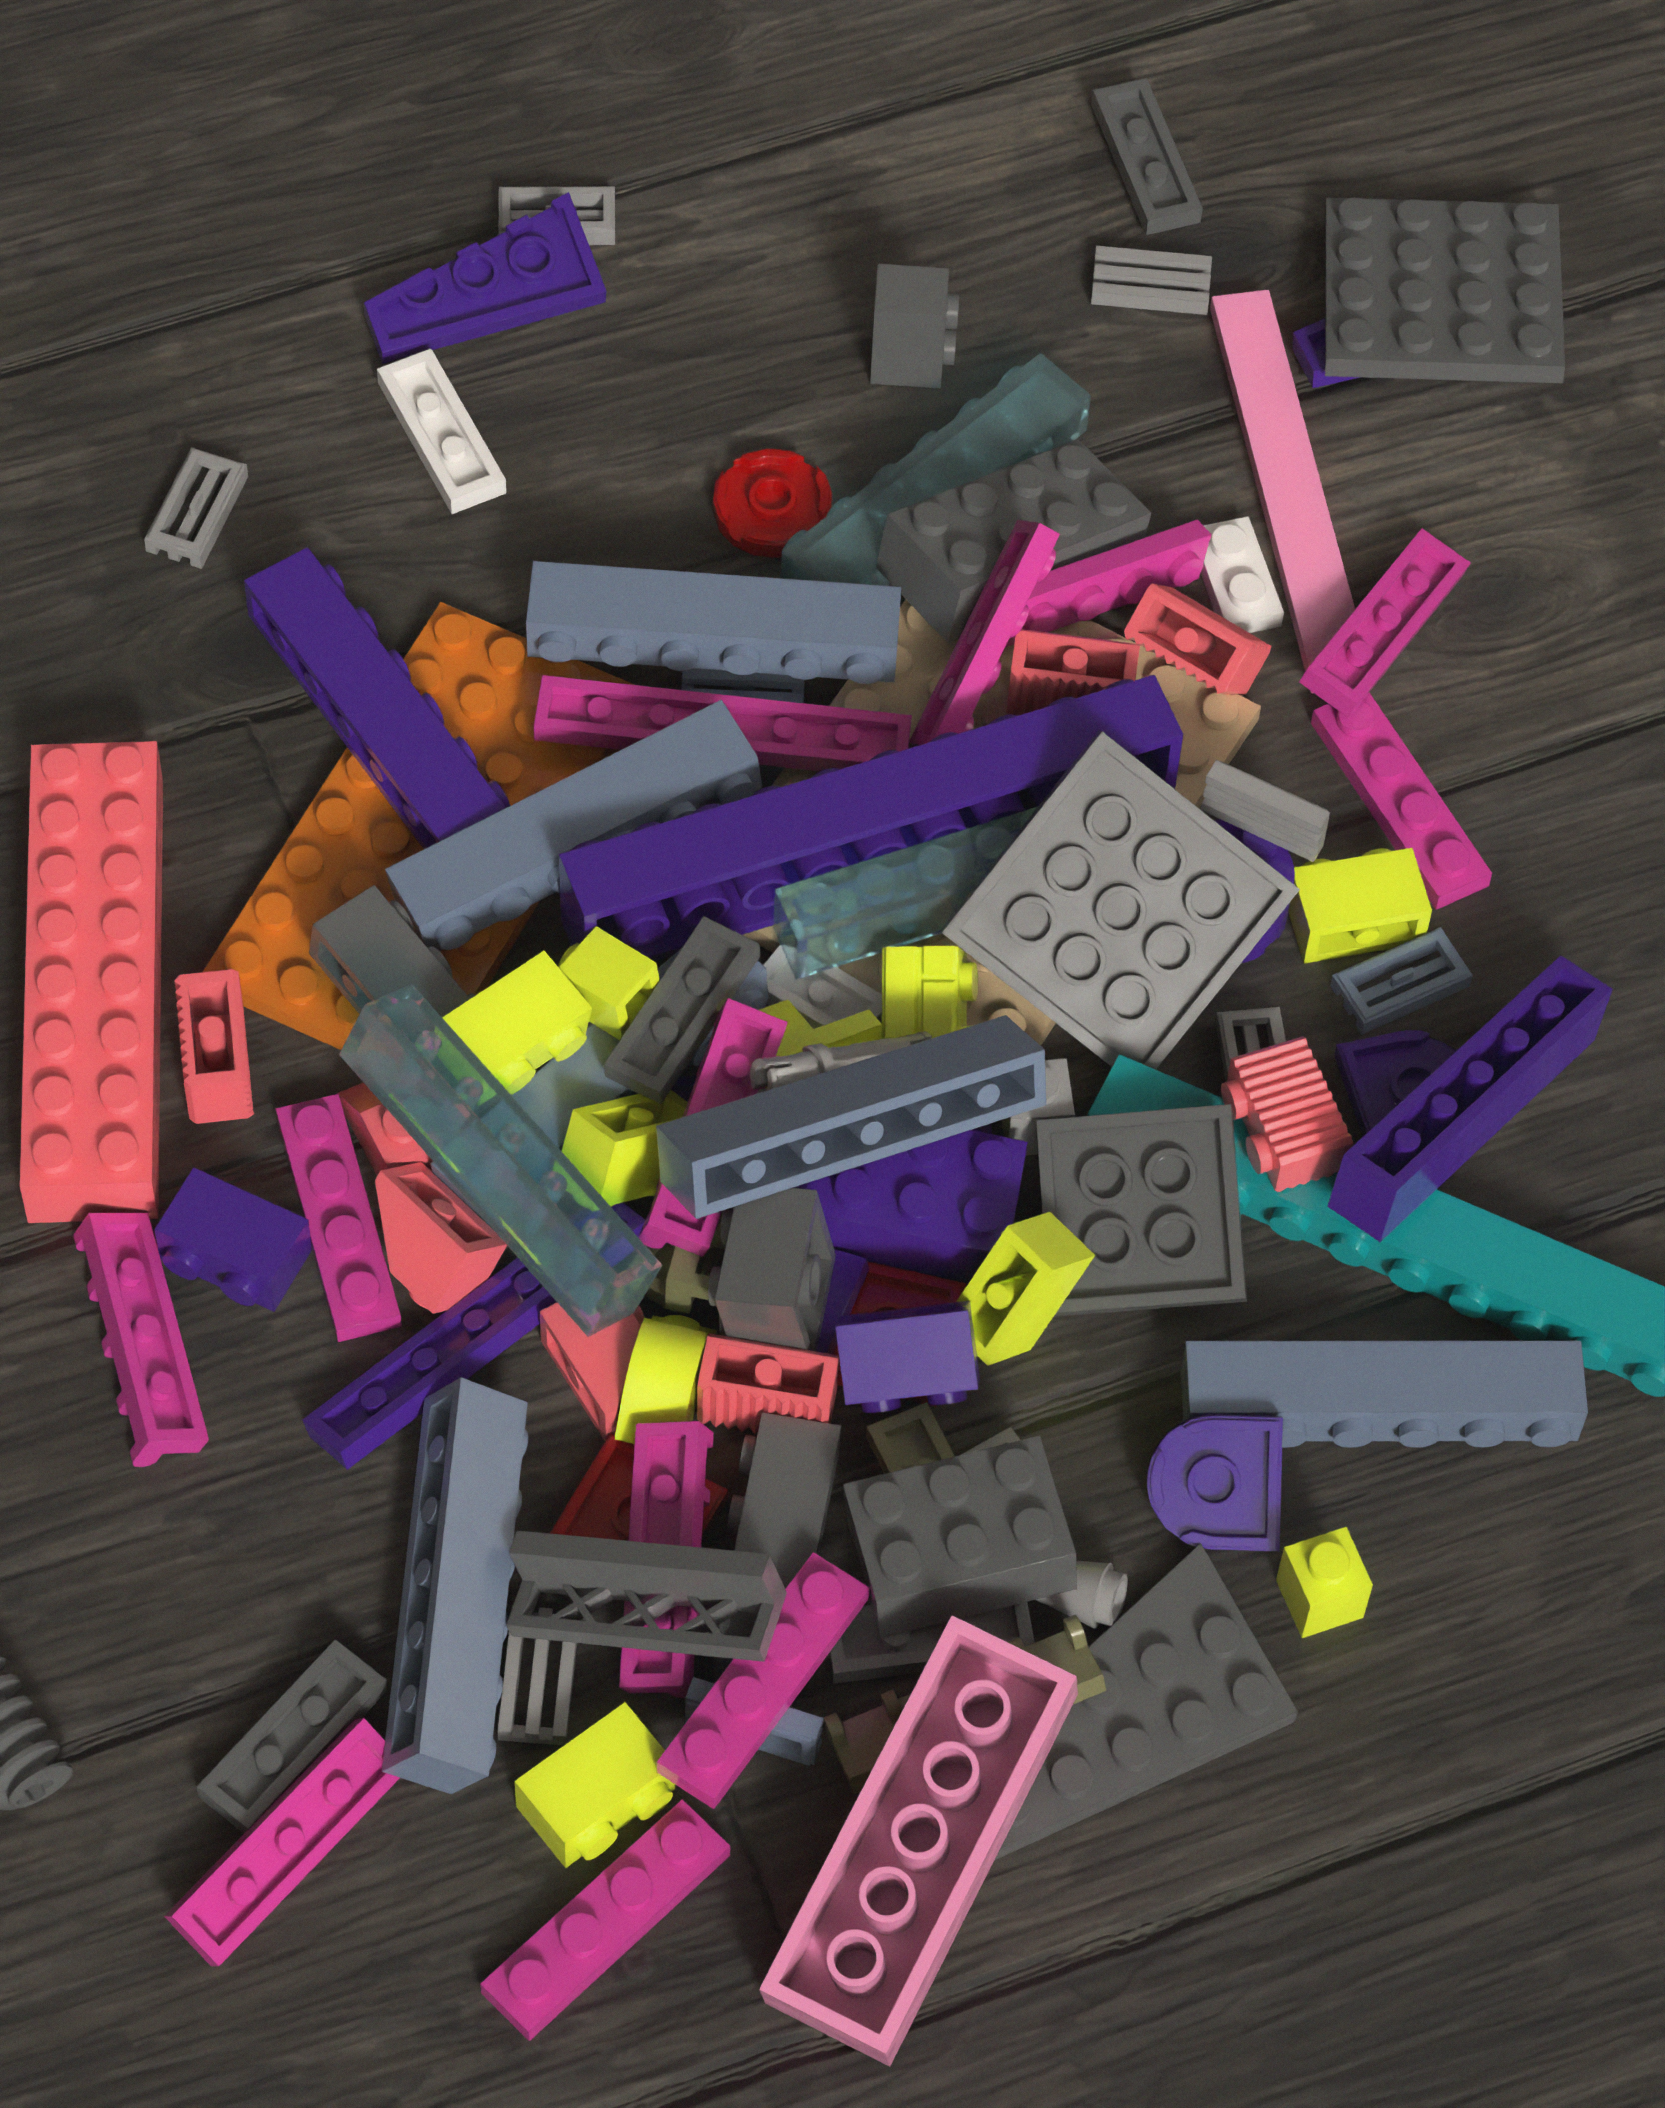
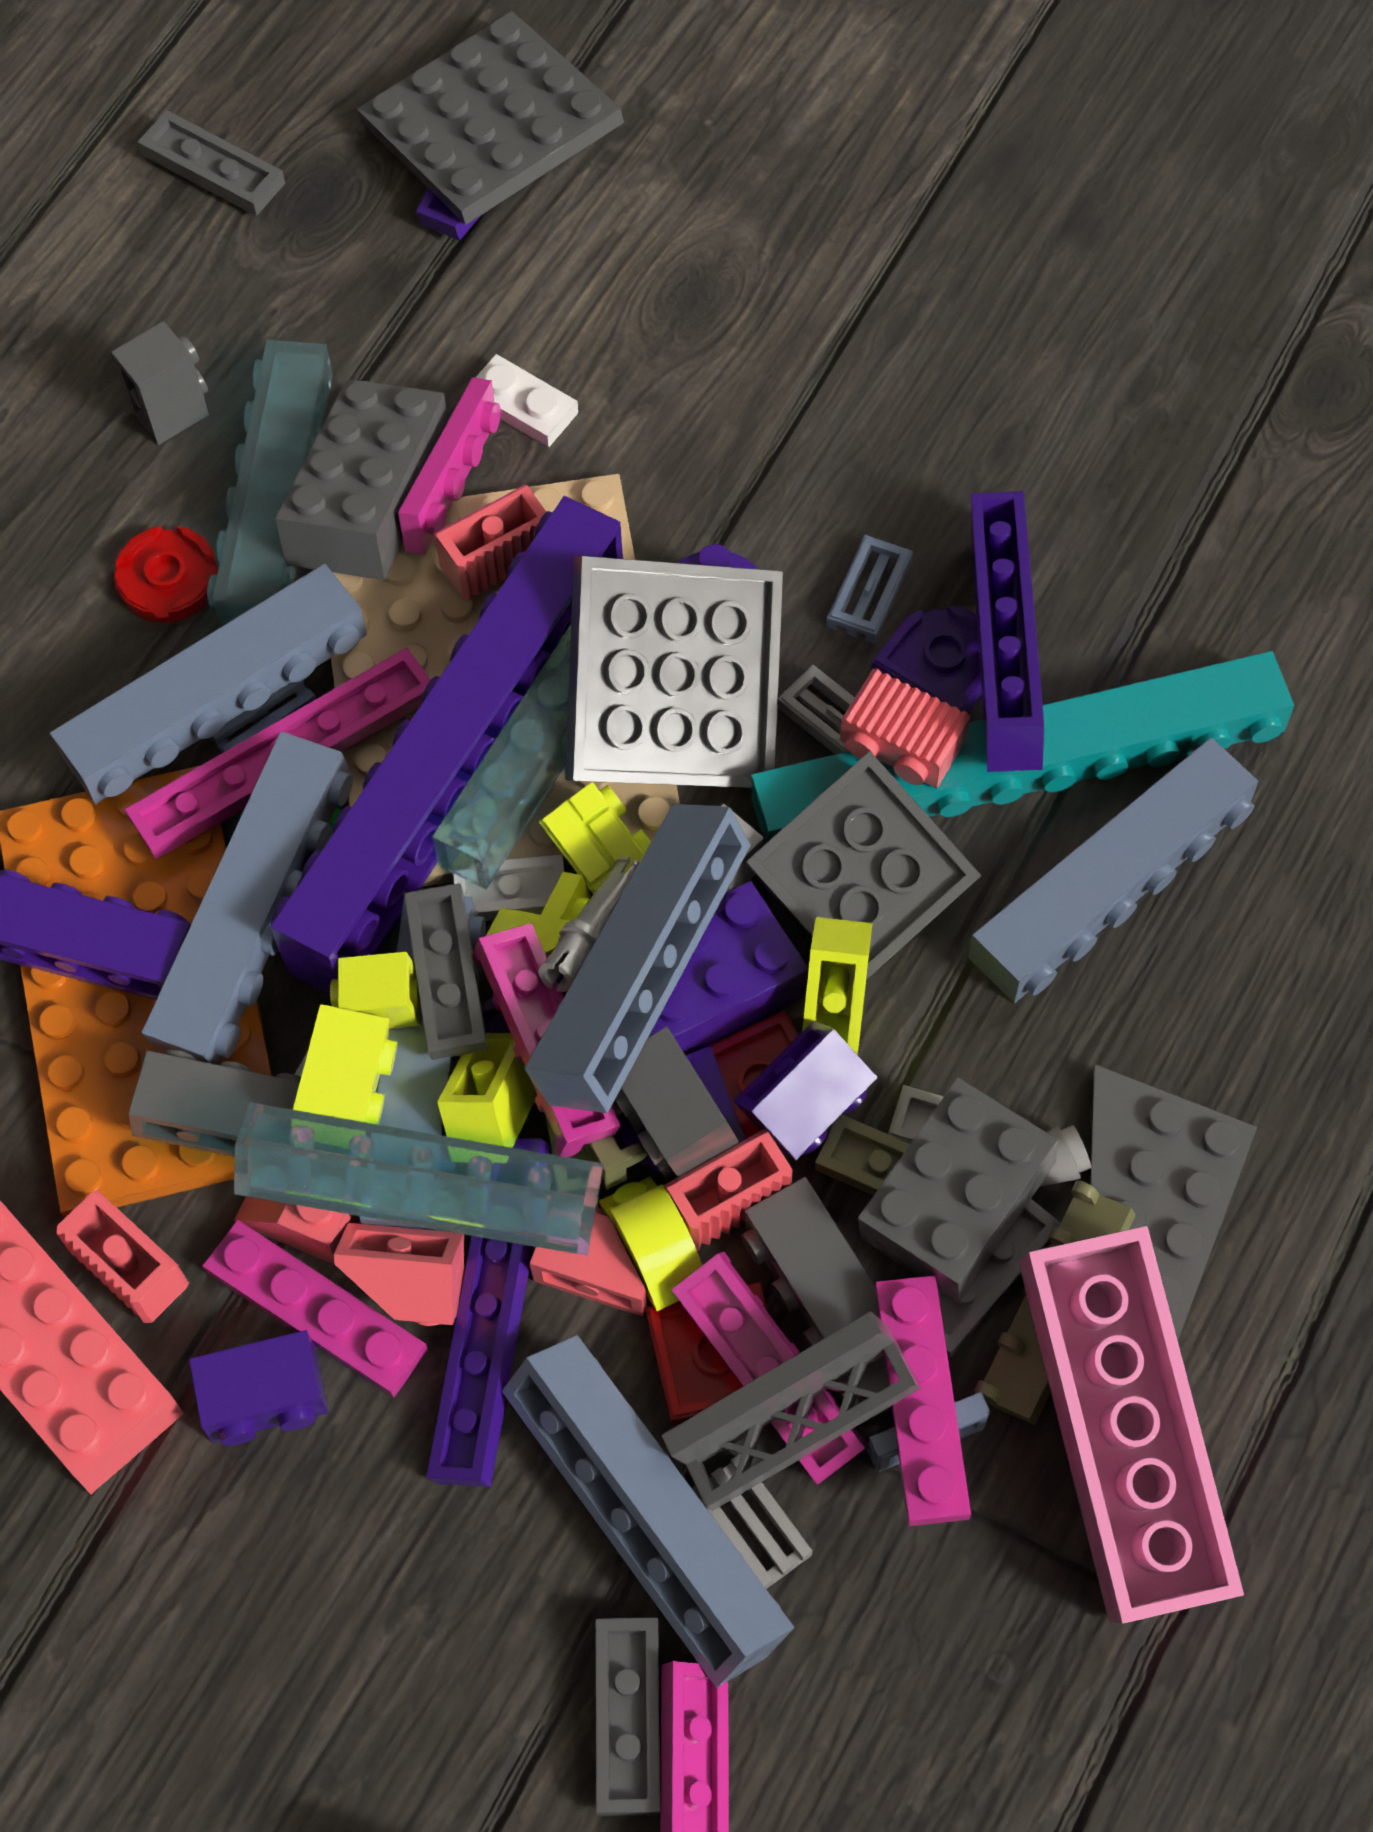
camera: 35 degrees left, 5 degrees up
(142, 1335) = (253, 1510): dark pink hinge -> none
(594, 1787) = (867, 1570): neon yellow brick -> none
(605, 1920) = (953, 1659): dark pink plate -> none
(995, 619) = (418, 553): dark pink plate -> none
(1151, 272) = (283, 238): light grey tile -> none
(1197, 640) = (543, 458): coral brick -> none
(1220, 1481) = (1073, 1011): dark purple tile -> none
(1265, 810) = (710, 535): light grey tile -> none
(1283, 468) = (506, 319): bright pink tile -> none
(1324, 1582) = (1198, 1026): neon yellow brick -> none
(1358, 904) = (811, 549): neon yellow brick -> none
(1384, 623) = (652, 360): dark pink plate -> none
(1402, 800) = (759, 469): dark pink plate -> none

